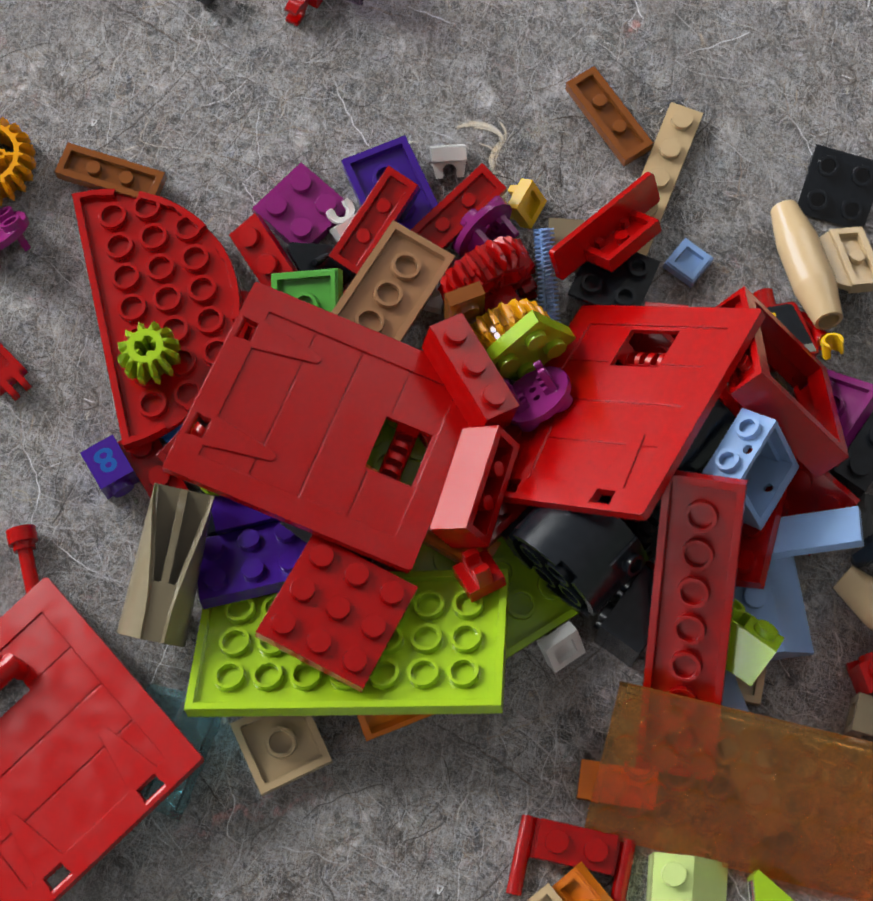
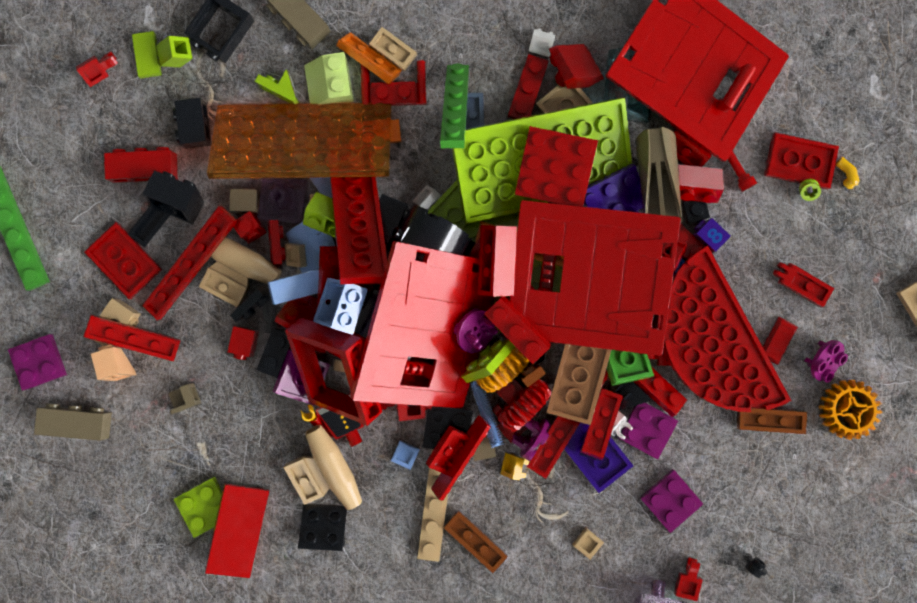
camera: 170 degrees right, 15 degrees up
(57, 288) = (779, 339): none -> red tile
(99, 550) = (700, 183): none -> brick
(99, 610) = (689, 151): none -> red plate
(119, 517) = (695, 211): none -> black plate
(149, 353) = (708, 293): lime gear -> none
(246, 807) = (574, 66): none -> red slope
(291, 868) = (541, 42): none -> white tile
(298, 104) = (671, 501): none -> magenta plate
(337, 795) = (528, 87): none -> red plate
(440, 77) = (587, 543): none -> tan tile
(446, 770) = (475, 110): none -> sand blue plate
(448, 154) = (568, 488): white tile -> none
(478, 574) = (482, 213): red tile -> none
(478, 767) = (455, 106): none -> bright green plate
(804, 607) = (295, 255): none -> tan tile
(811, 698) = (282, 200): none -> plate
(835, 621) = (275, 233): none -> red plate

